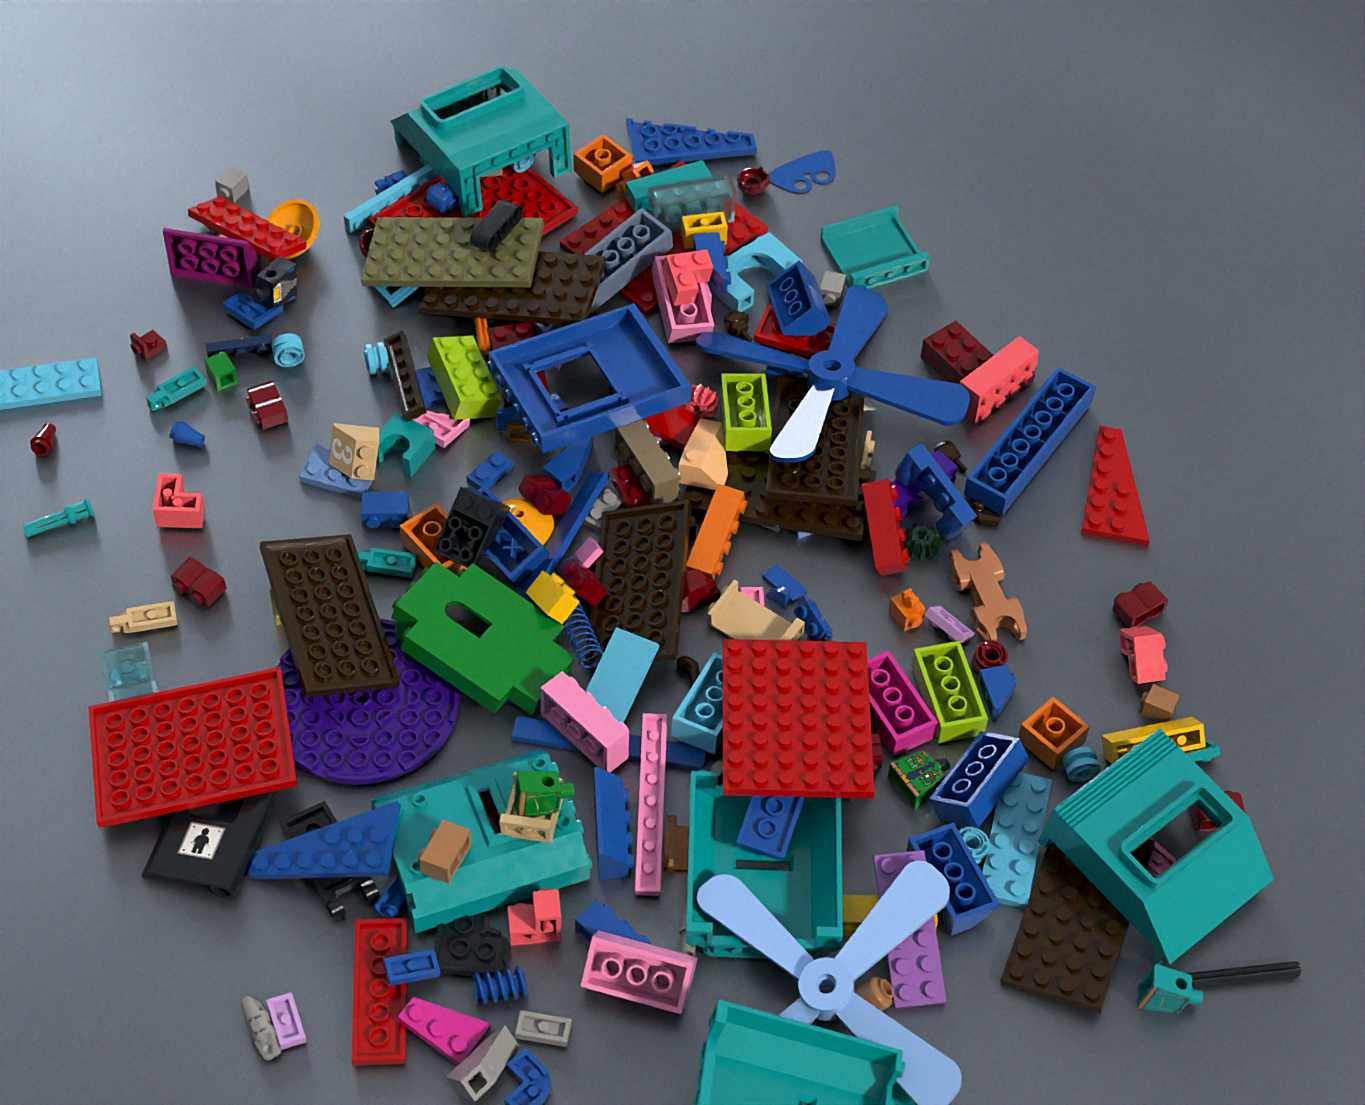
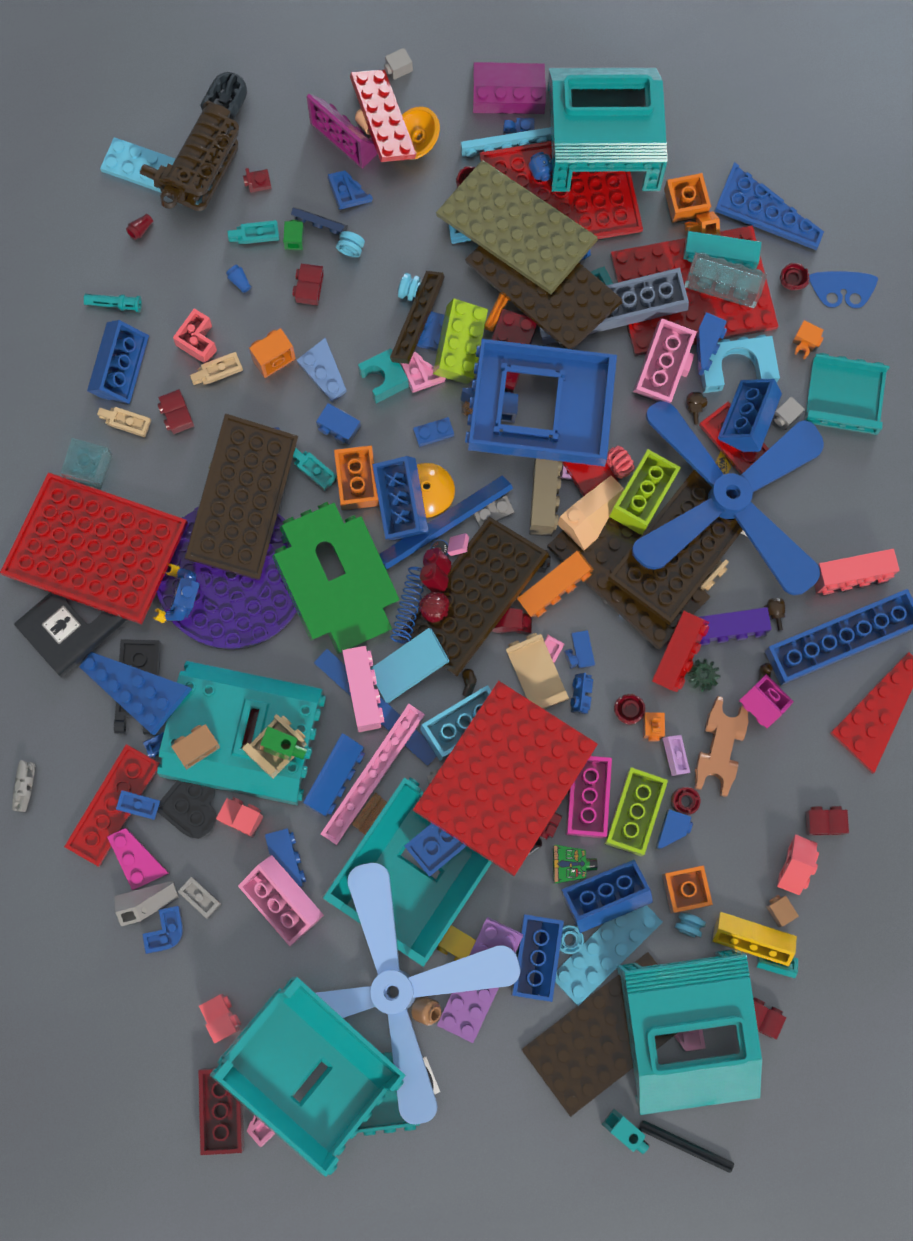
camera: 30 degrees right, 25 degrees up
(73, 334) = (204, 149): none -> dark brown piece
(101, 568) = (118, 362): none -> blue slope
(217, 525) = (217, 369): none -> tan hinge
(271, 476) = (272, 352): none -> orange brick
(276, 283) = (372, 181): black torso -> none
(286, 1021) = (41, 790): lavender plate -> none
(327, 737) = (183, 597): none -> blue torso
(354, 450) = (341, 367): tan slope -> none
(360, 158) = (509, 88): none -> magenta slope
(470, 527) = (378, 485): black slope -> none
(496, 225) = (555, 227): black beam -> none
(499, 985) = (189, 851): blue piece -> none
(544, 494) = (456, 478): dark red brick -> none
(552, 596) = (403, 573): yellow brick -> none
(569, 464) = (486, 464): blue slope -> none
(606, 613) = (434, 606): none -> dark red hair
(628, 487) = (520, 509): dark red hinge -> none
(684, 272) = (671, 346): coral brick -> none
(703, 224) = (721, 307): yellow brick -> none
(803, 221) = (807, 338): none -> orange brick
(872, 607) = (629, 708): none -> dark red hair
(921, 466) = (735, 674): blue piece -> none
(954, 352) = (841, 530): dark red brick -> none
(1000, 527) = (766, 701): none -> dark pink brick

